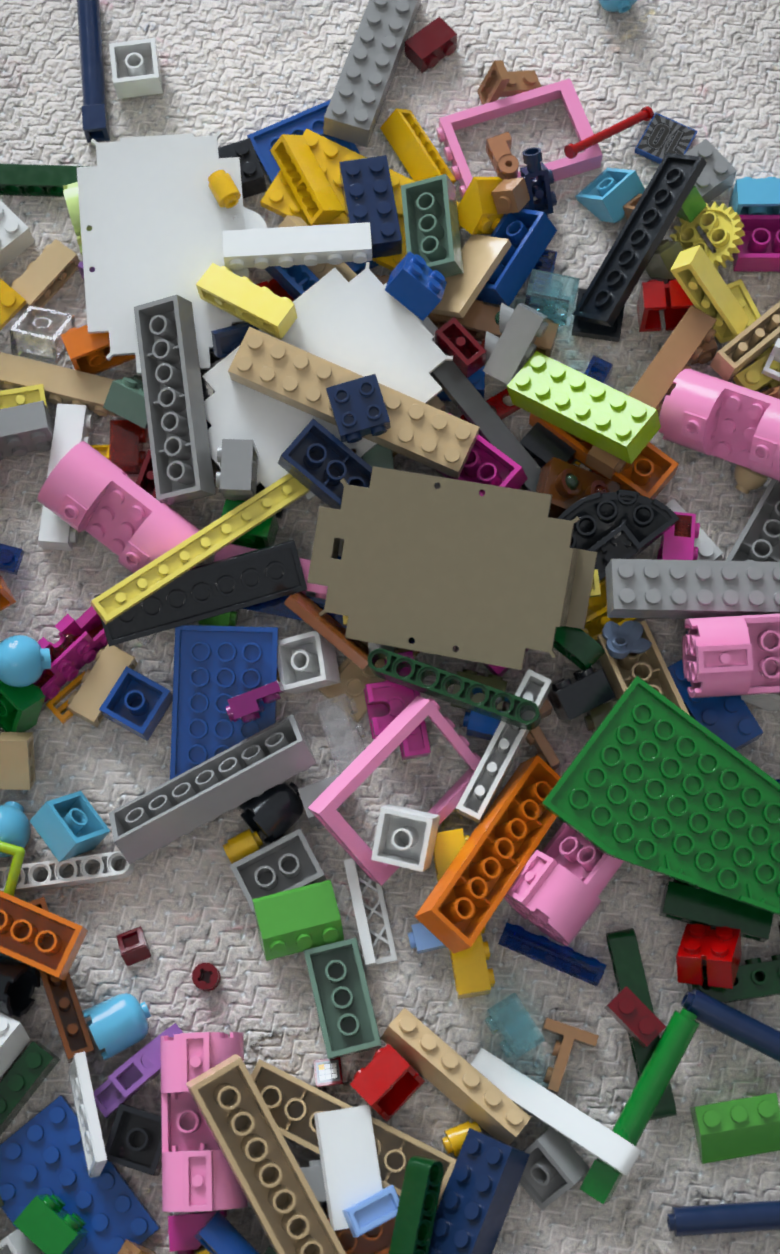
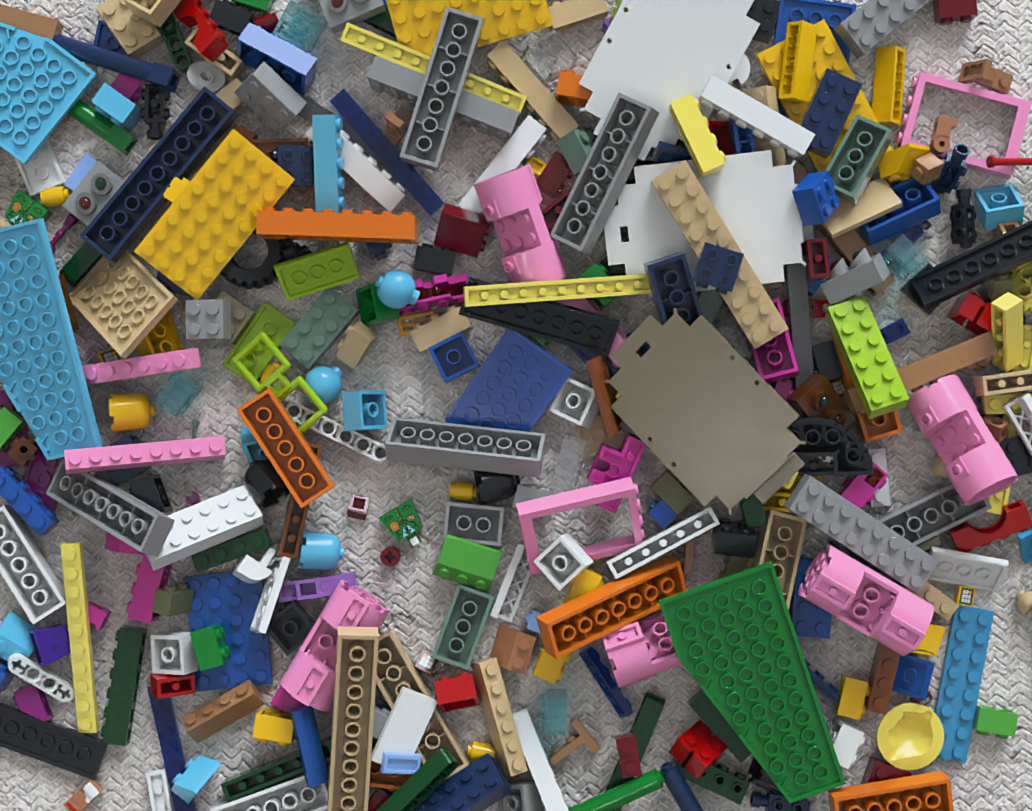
camera: 30 degrees right, 15 degrees up
(44, 615) = (434, 260): none -> black brick
(52, 1100) = (255, 571): none -> white brick
(59, 564) = (462, 230): none -> dark red brick
(196, 926) = (403, 522): none -> green torso
(223, 189) = (733, 42): yellow brick -> none
(238, 469) = (614, 252): light grey brick -> none
(249, 704) = (521, 410): magenta plate -> none
(419, 987) = (513, 648): none -> nougat slope
(462, 698) = (653, 479): dark green beam -> none
(586, 233) = (960, 223): none -> black brick
(624, 639) = (788, 525): sand blue plate -> none

